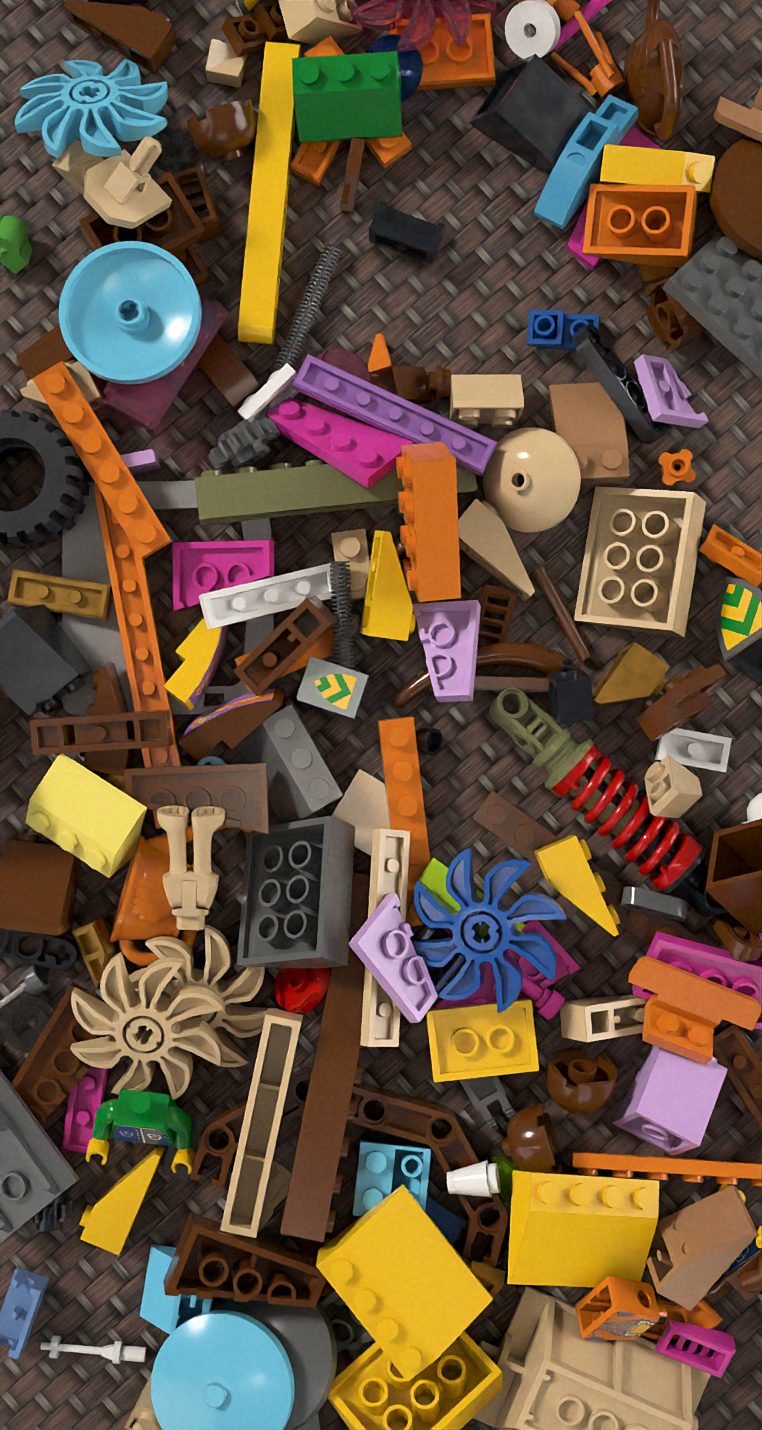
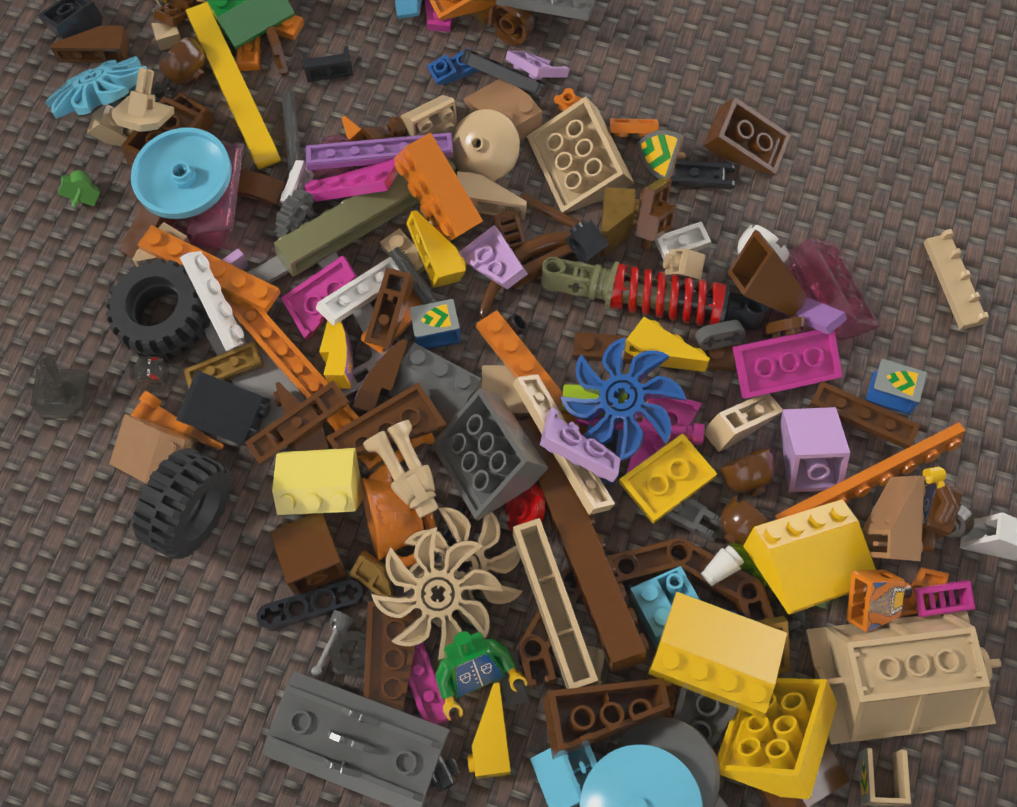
camera: 25 degrees left, 20 degrees down
(84, 512) = (213, 300): none -> white plate
(688, 1008) = (784, 382): orange plate -> none

